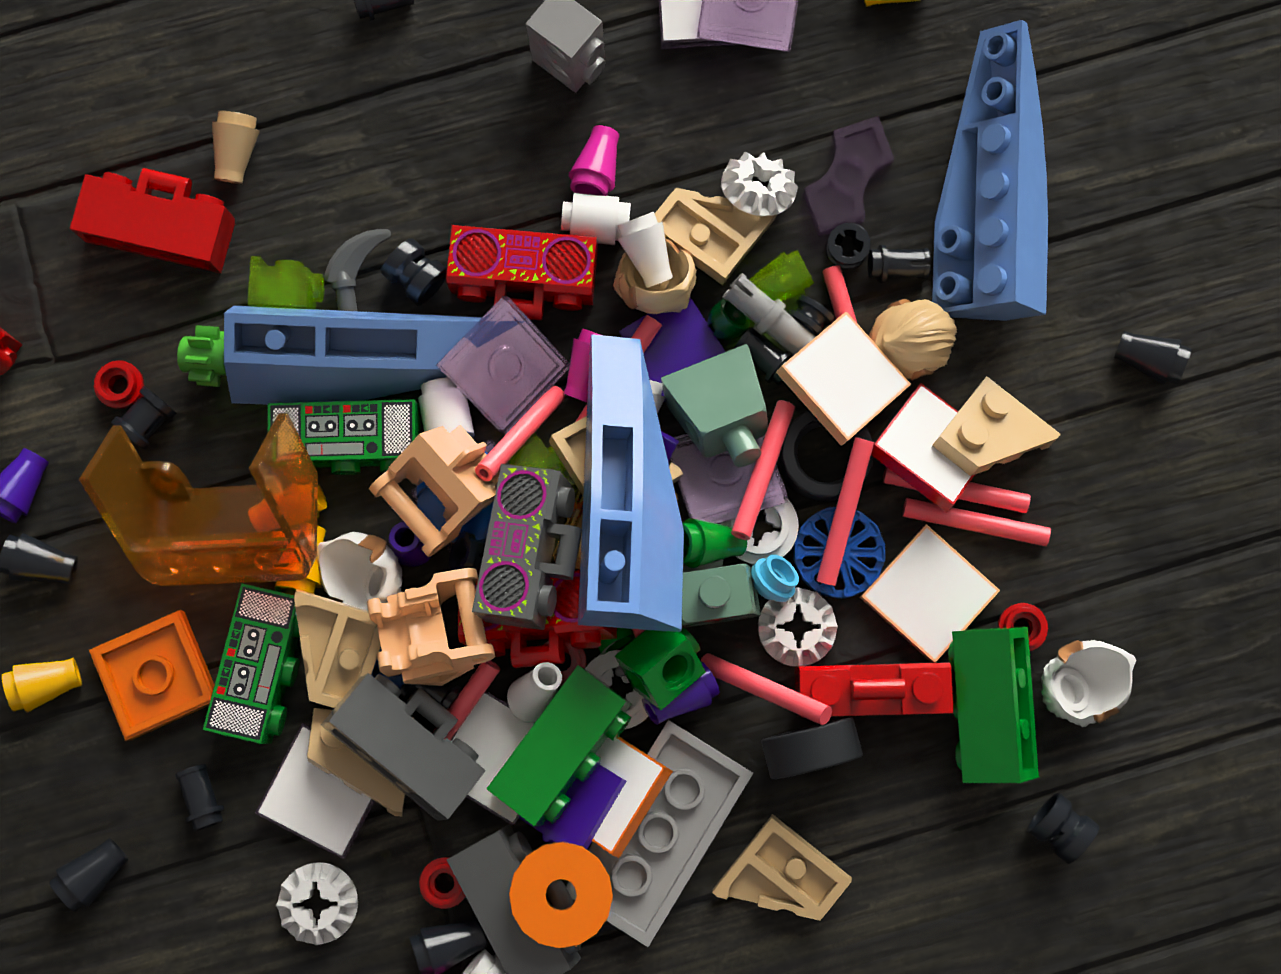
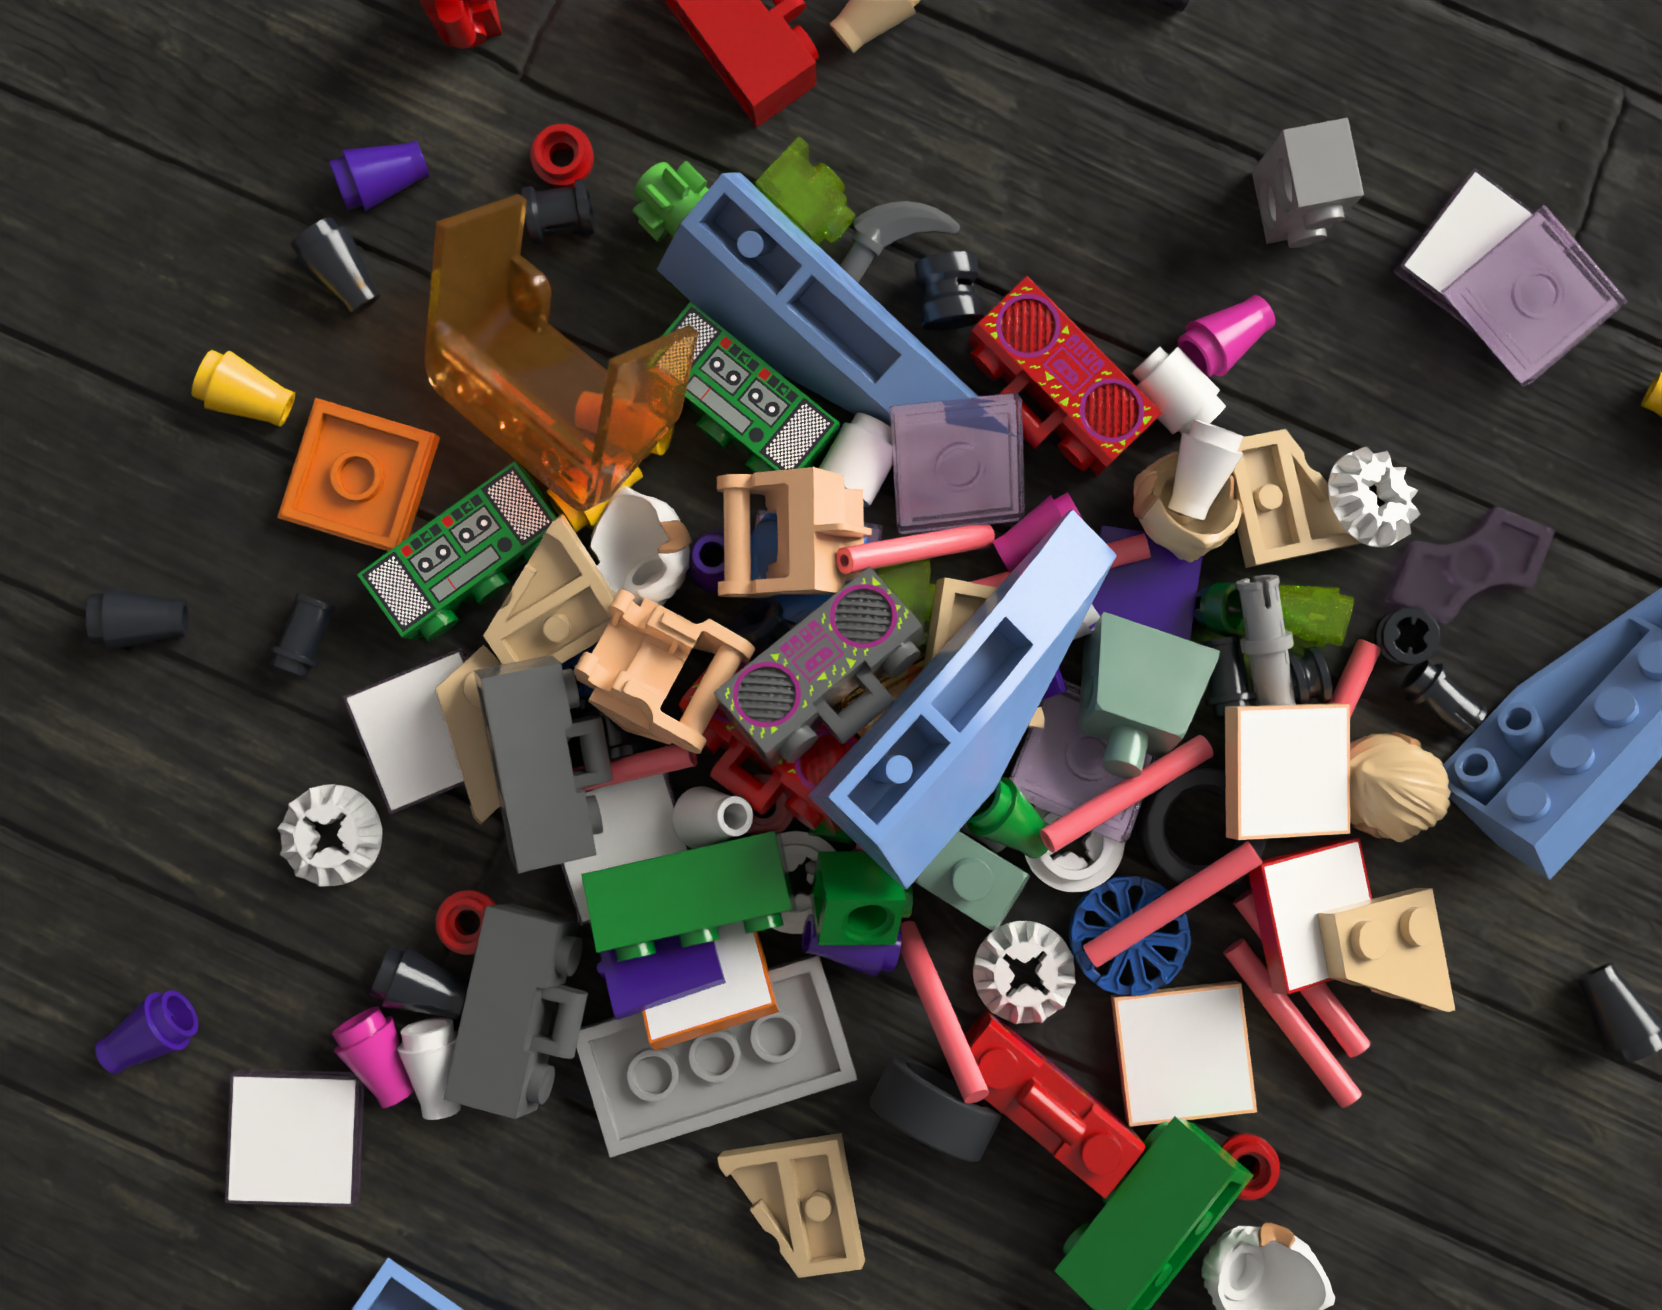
camera: 40 degrees right, 5 degrees up
(560, 926) = (560, 1080): orange tile -> none
(774, 578) = (1043, 908): medium azure plate -> none

